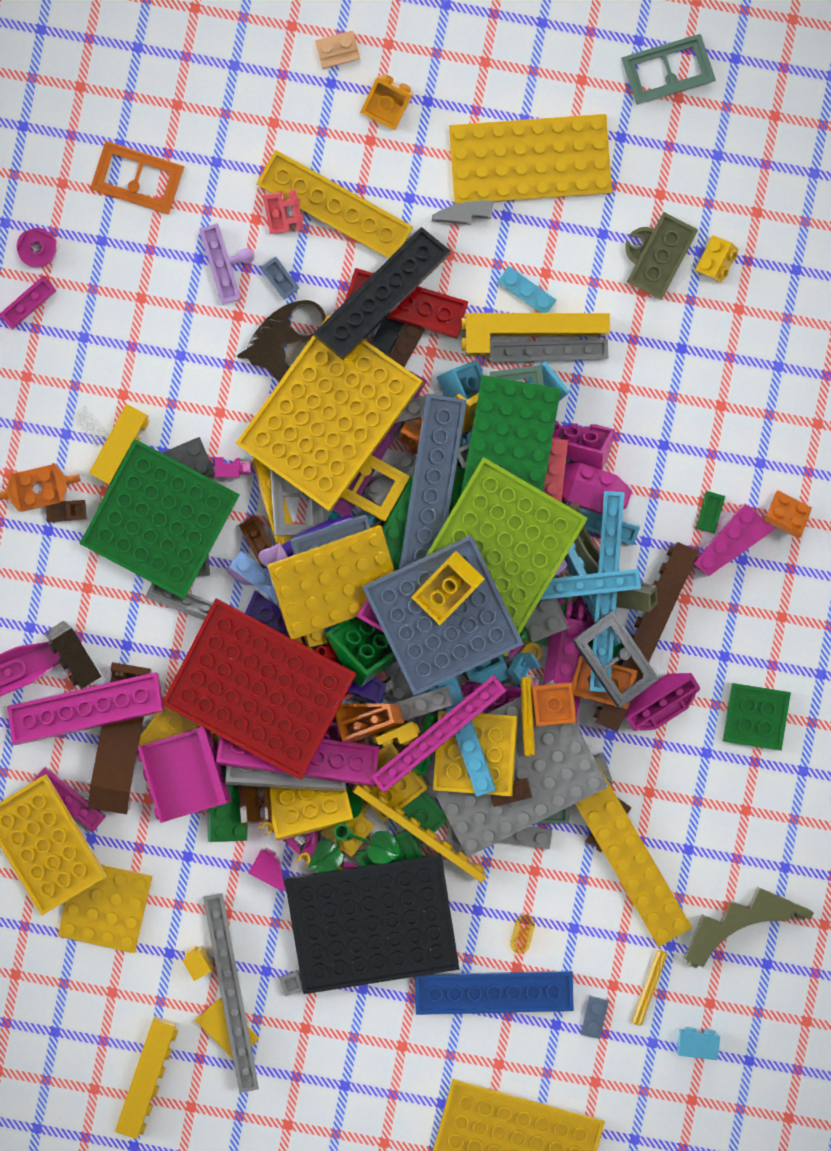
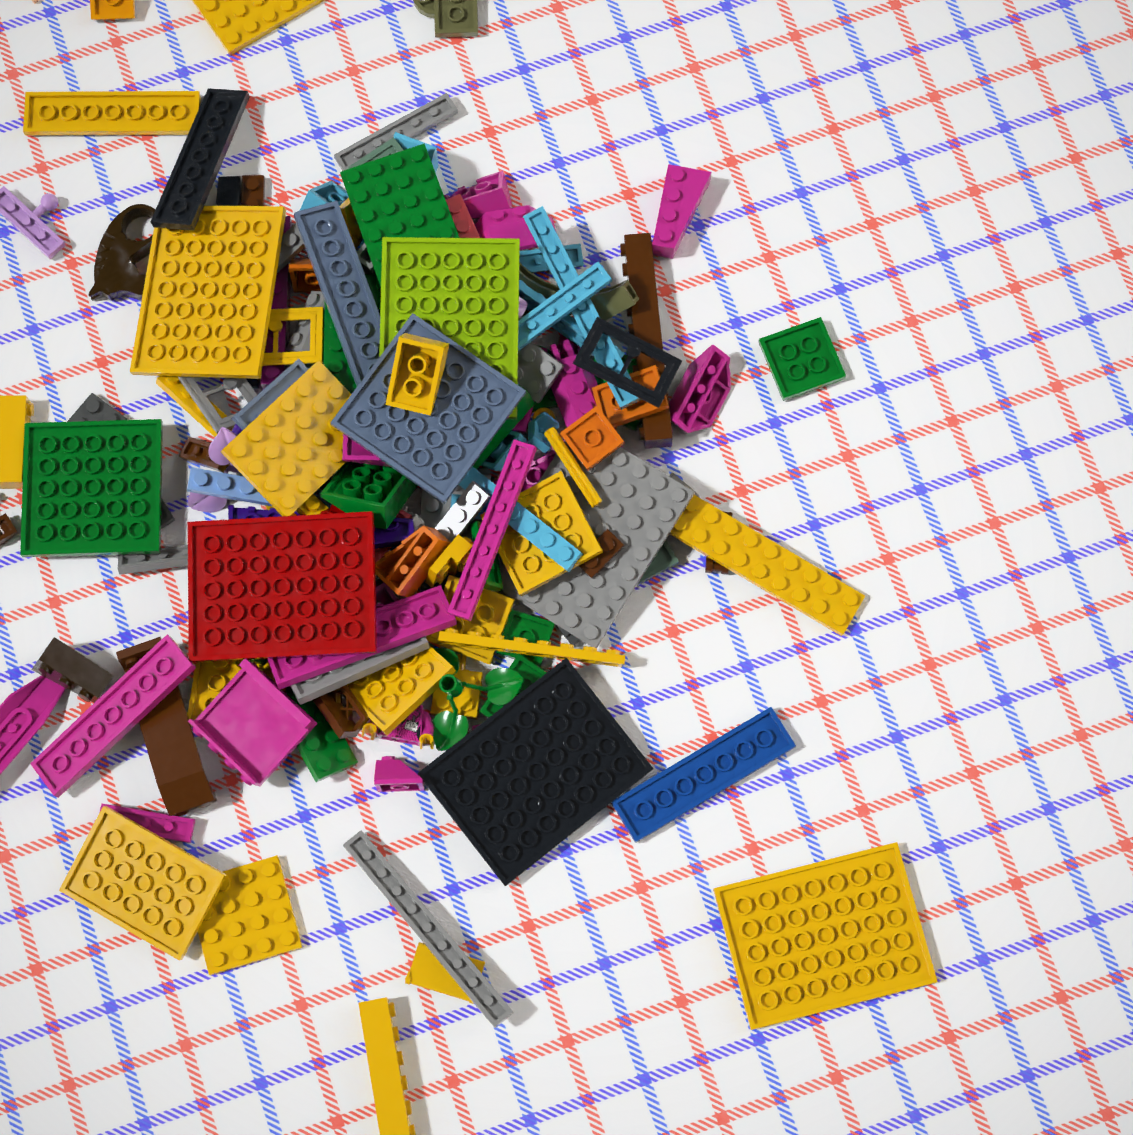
camera: 30 degrees left, 15 degrees down
(197, 962) = (373, 914): yellow brick -> none
(231, 470) = (141, 401): dark pink hips -> none
(277, 214) = (58, 146): coral plate -> none
(280, 278) = (93, 204): sand blue plate -> none
(291, 983) = (486, 884): light grey plate -> none
(422, 308) = (252, 157): red plate -> none
(463, 212) = (241, 54): light grey slope -> none
(480, 326) = (363, 115): yellow brick -> none
(522, 933) = (697, 699): clear yellow plate -> none
(526, 290) = (344, 94): medium azure plate -> none
(531, 837) = (646, 599): light grey plate -> none
(594, 1017) = (821, 742): sand blue plate -> none
(649, 987) = (859, 681): yellow axle -> none
(698, 1043) = (943, 707): medium azure brick -> none
(710, 512) = (640, 197): green tile -> none
(762, 908) = (923, 535): olive arch -> none
(788, 514) = (715, 155): orange plate -> none

